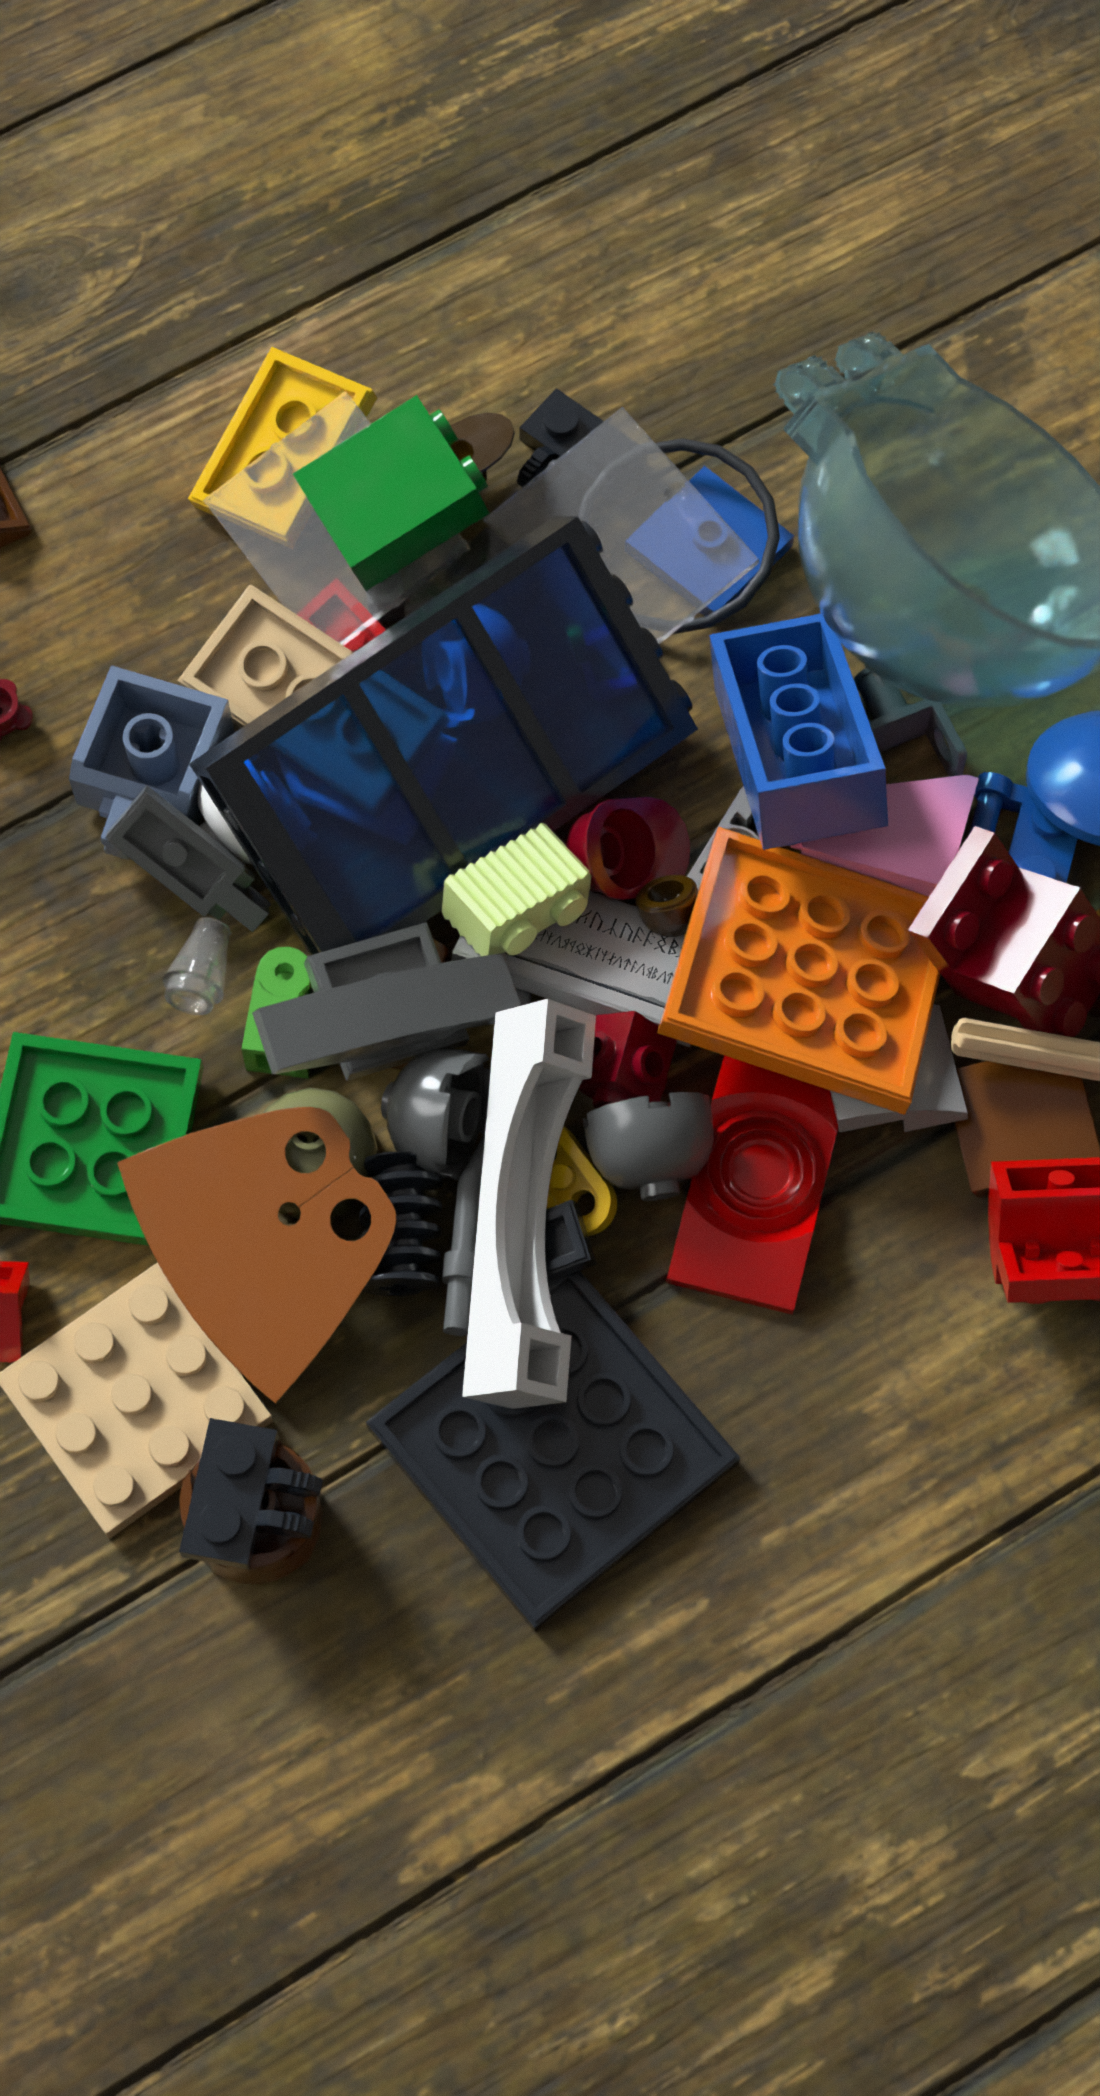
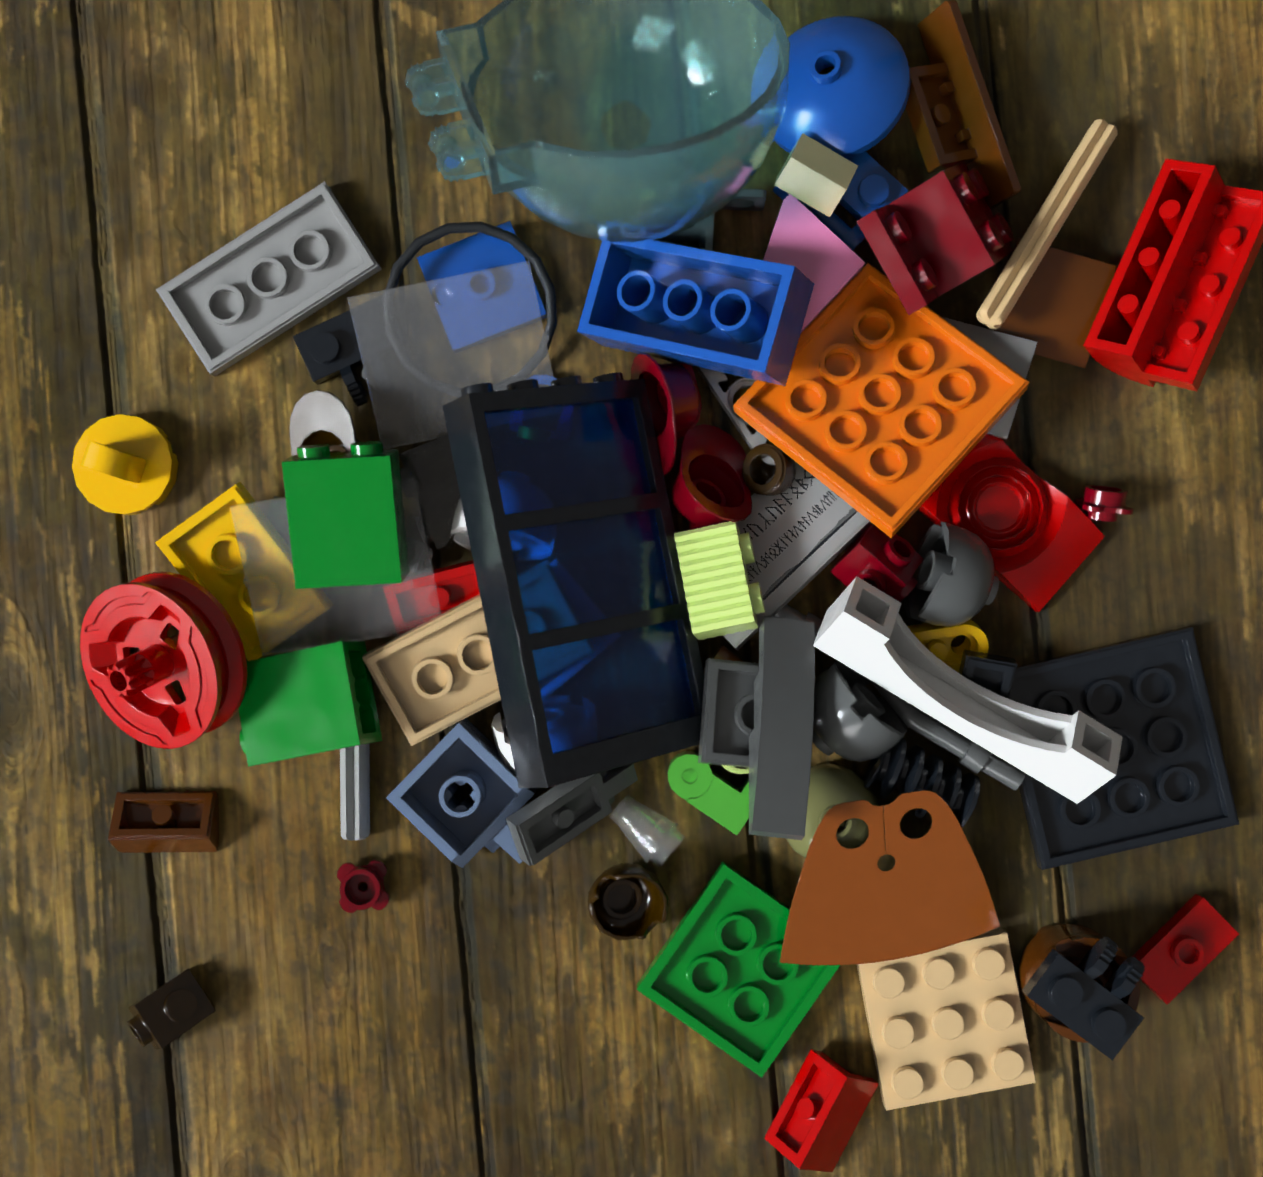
camera: 65 degrees left, 20 degrees up
(109, 976) = (627, 902): none -> dark brown hair
(127, 645) = (355, 792): none -> light grey axle
(171, 381) = (138, 686): none -> red wheel
(173, 558) = (308, 703): none -> green brick
(337, 297) = (124, 464): none -> yellow tile
(349, 1638) = (1183, 948): none -> red plate
(604, 345) = (268, 279): none -> light grey tile
(692, 772) = (672, 401): none -> dark red piece
(829, 1282) = (1104, 502): none -> dark red plate
(1011, 792) = (816, 175): none -> tan piece

